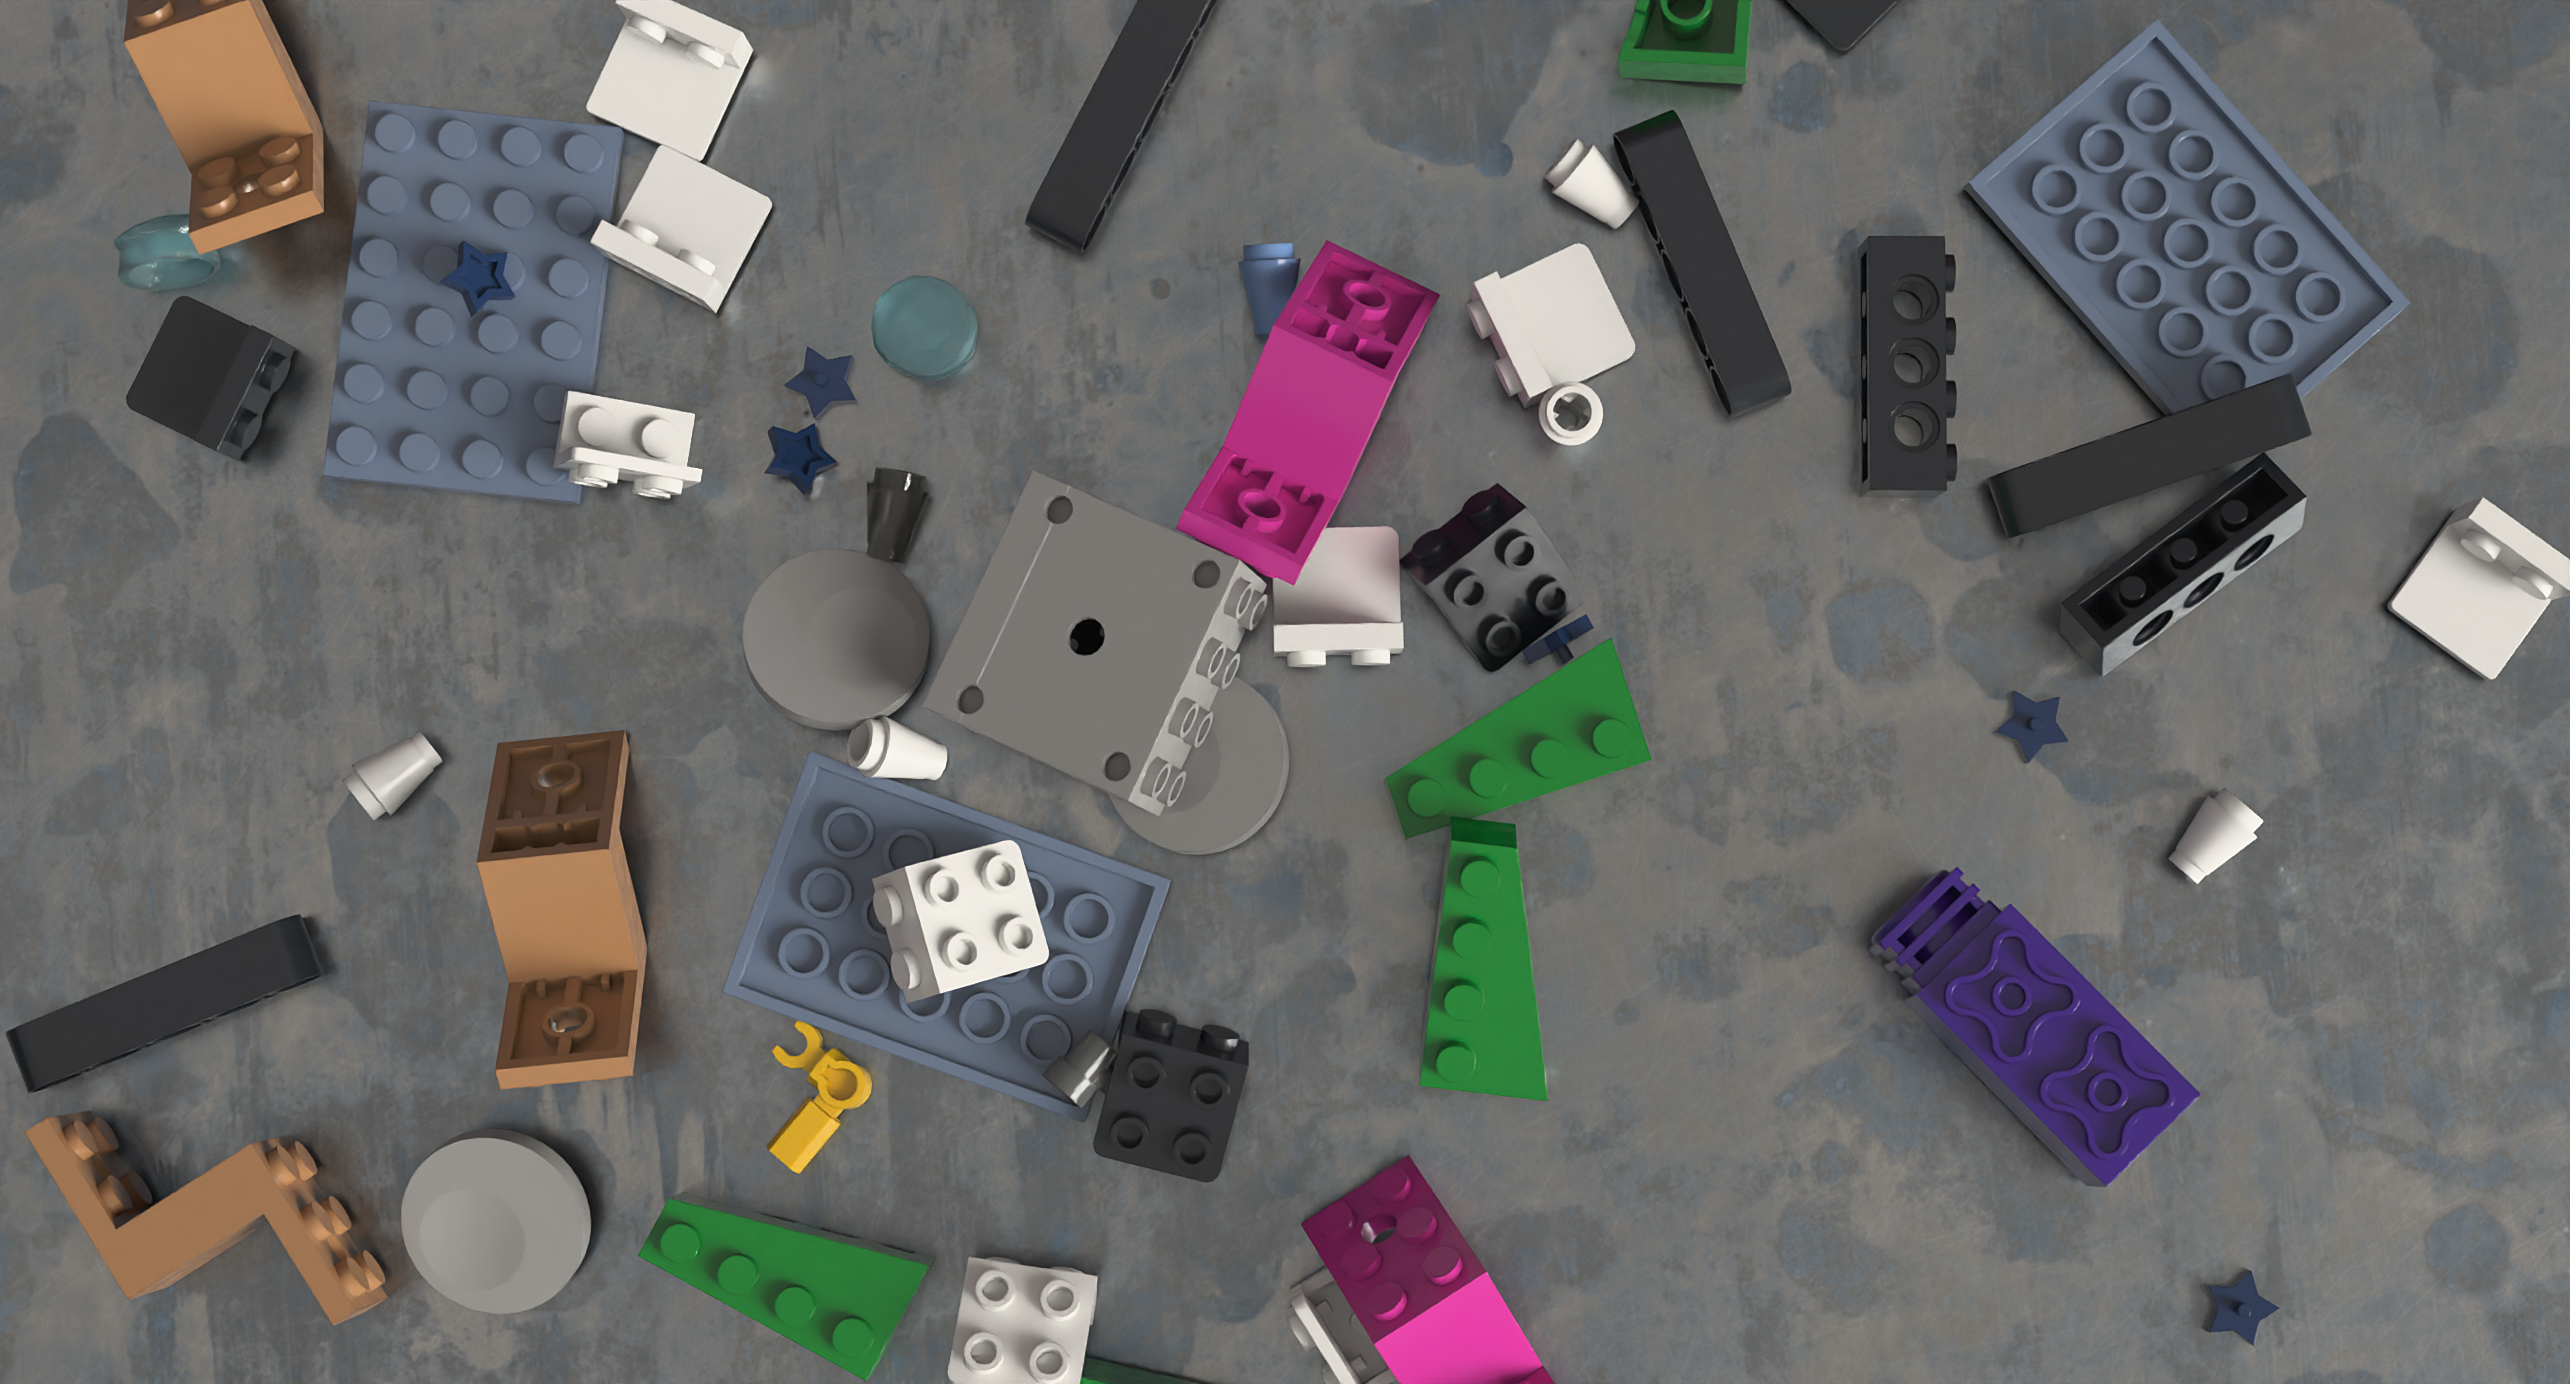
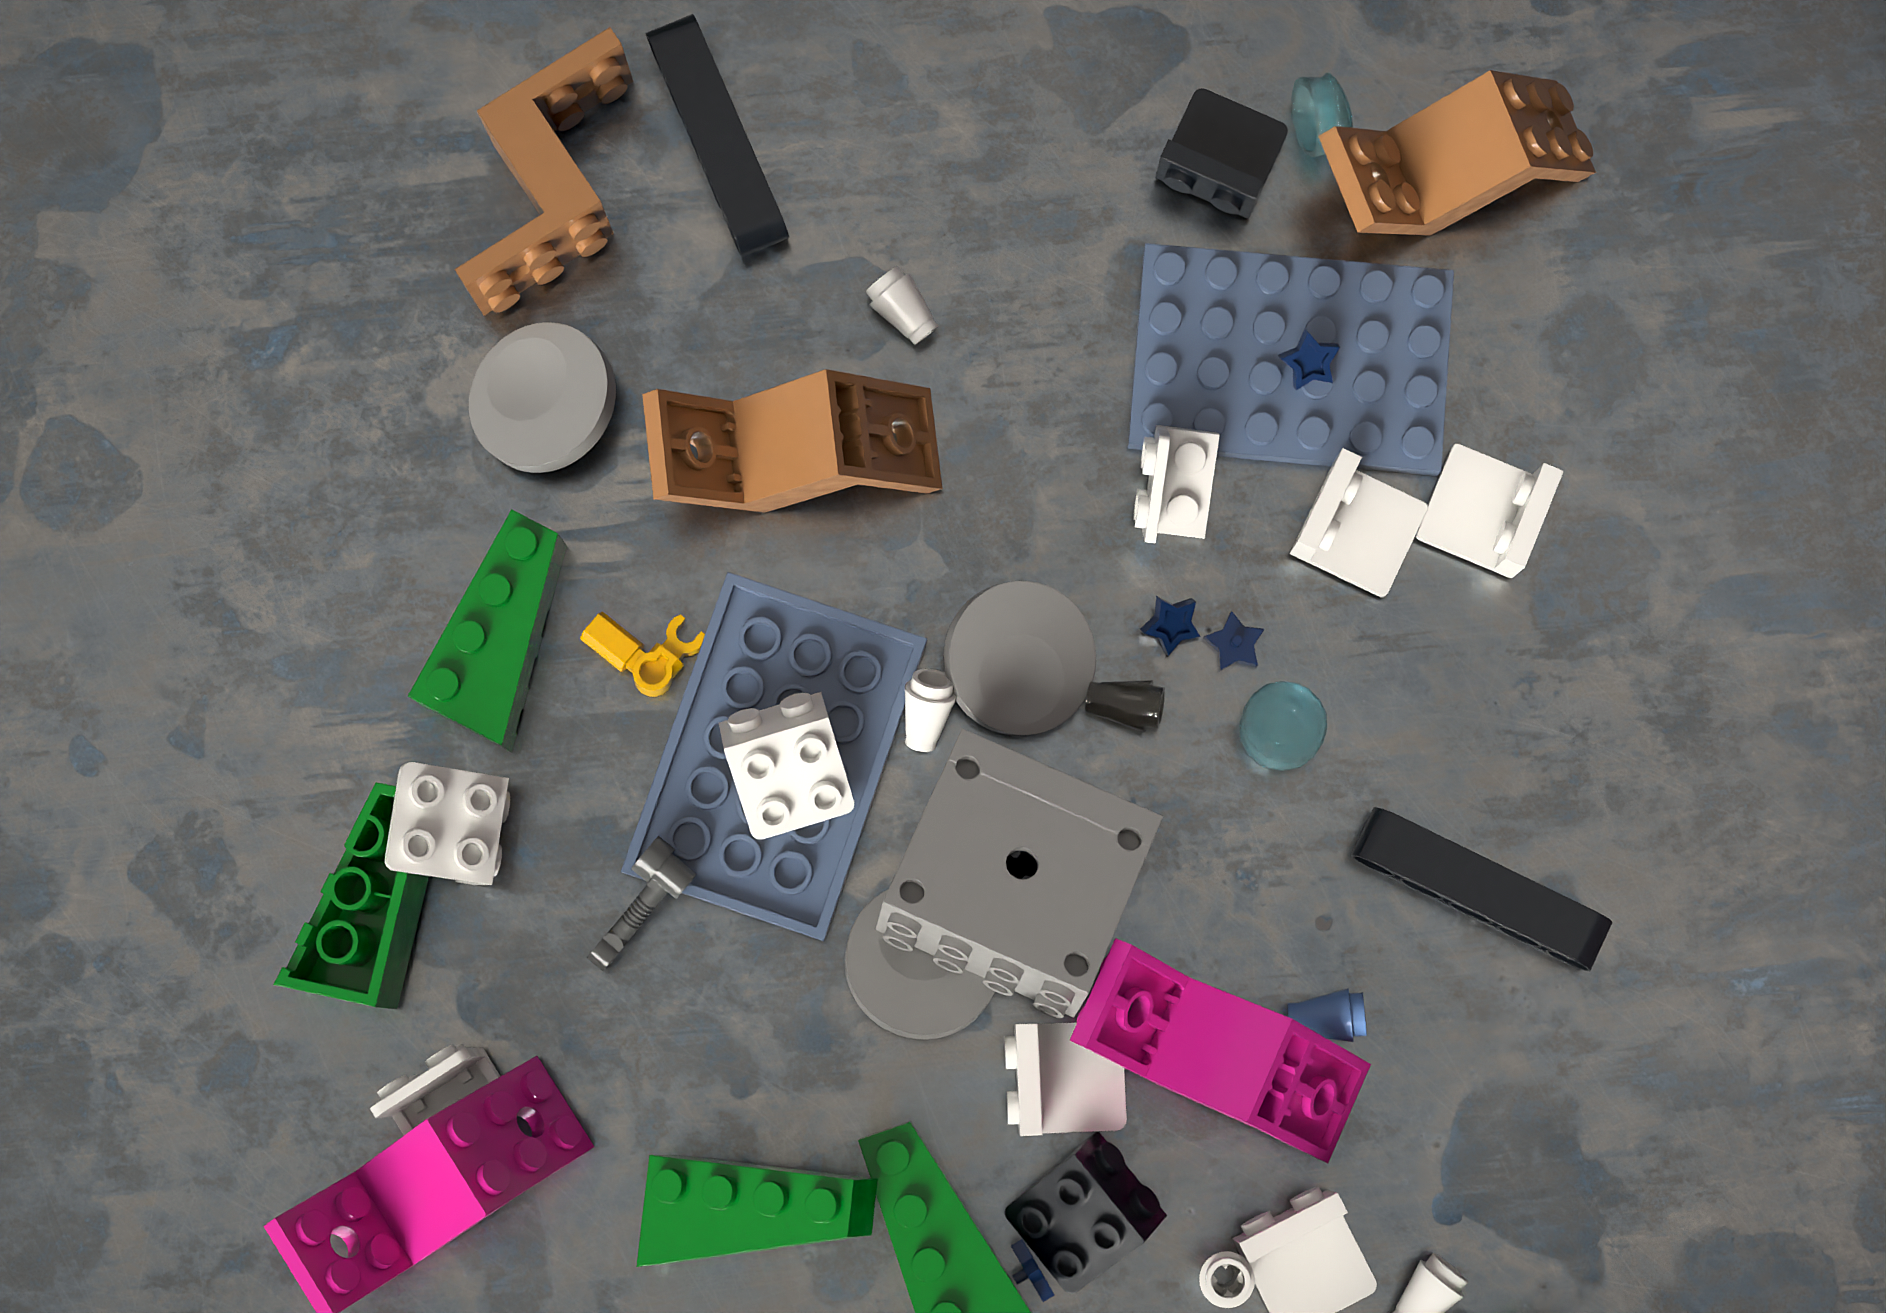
camera: 90 degrees right, 5 degrees down
(1172, 1095) = (643, 945): black bracket -> none

